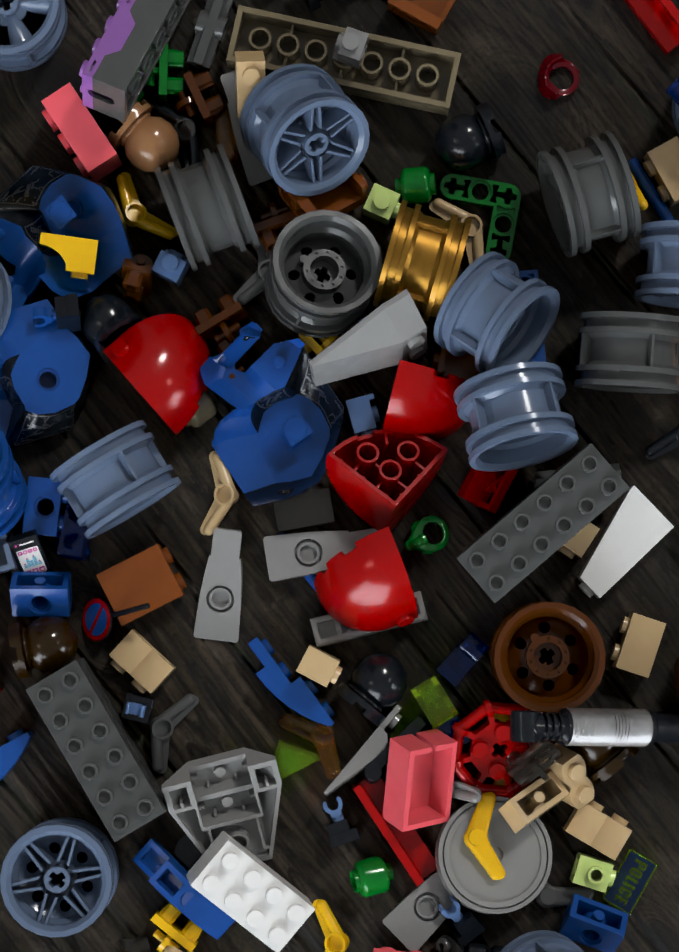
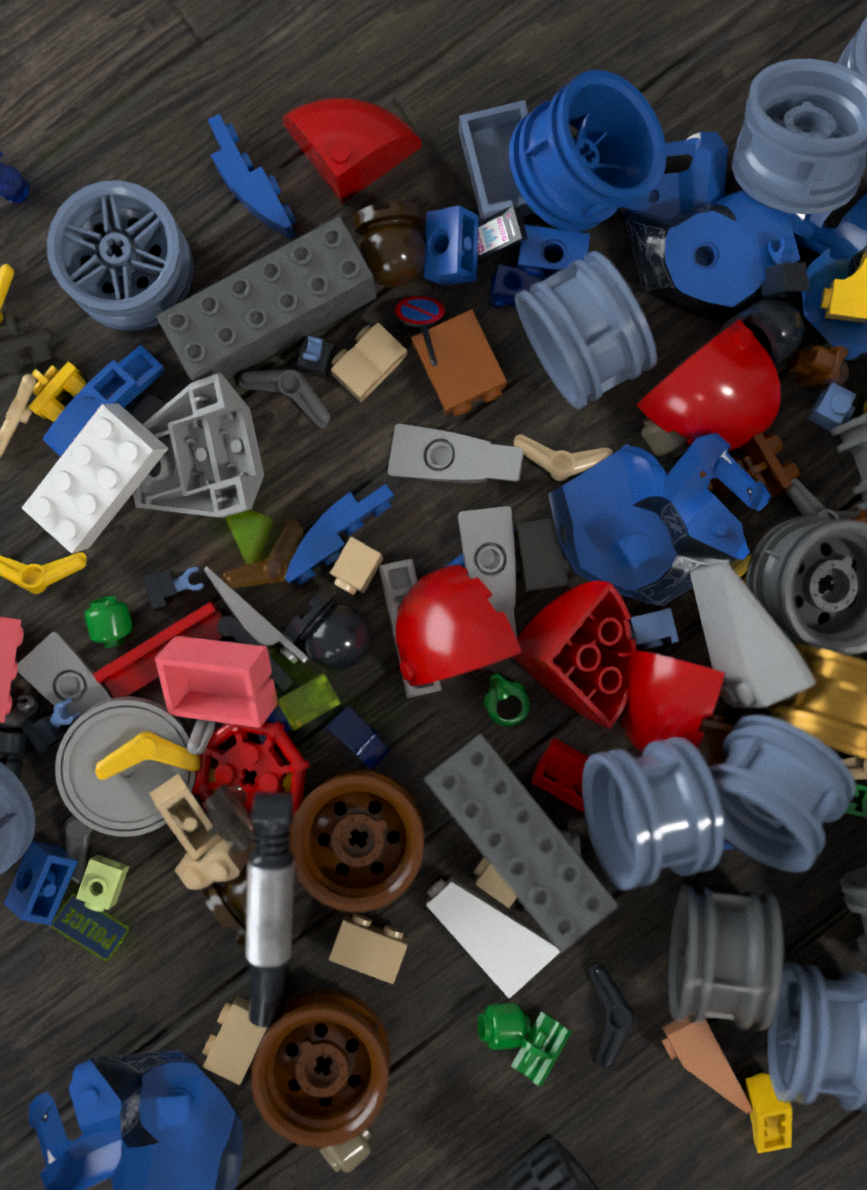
camera: 90 degrees right, 0 degrees up
(598, 829) = (151, 893): tan brick -> none

